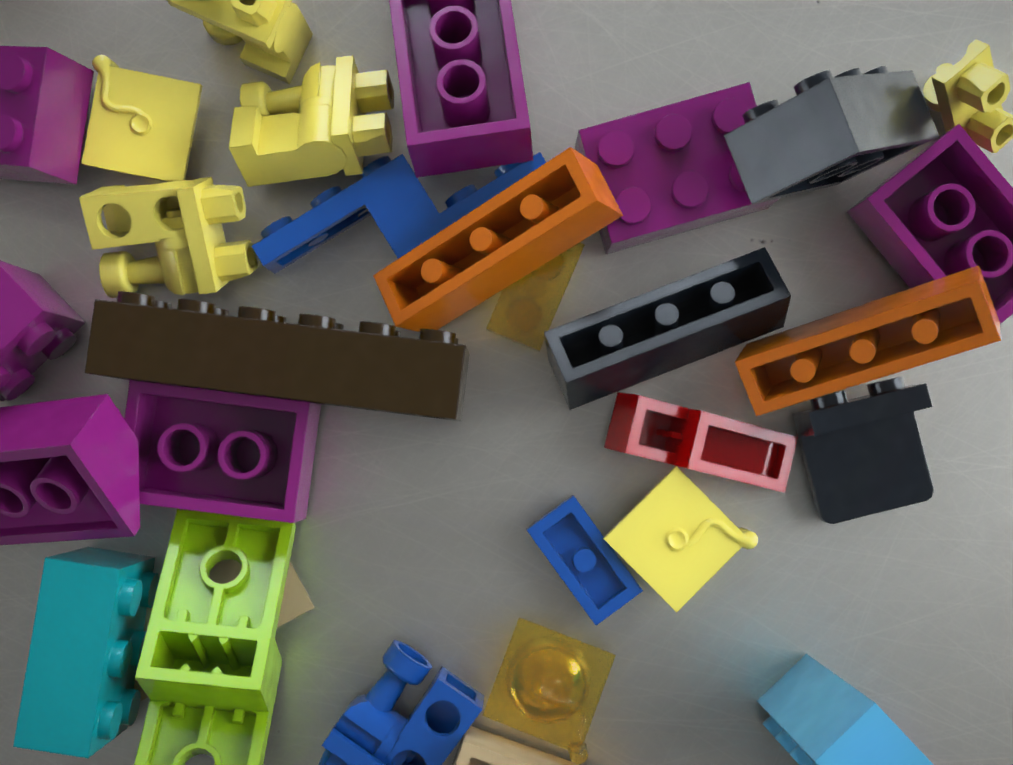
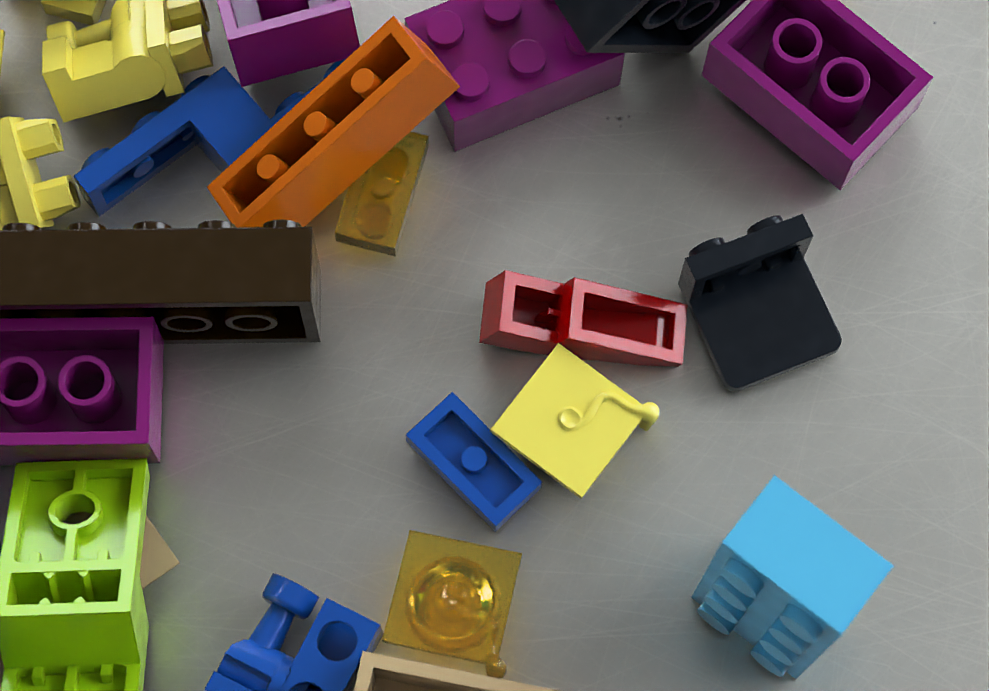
camera: 10 degrees left, 15 degrees down
(667, 328) = (525, 205): black brick -> none
(869, 341) = (731, 178): orange brick -> none

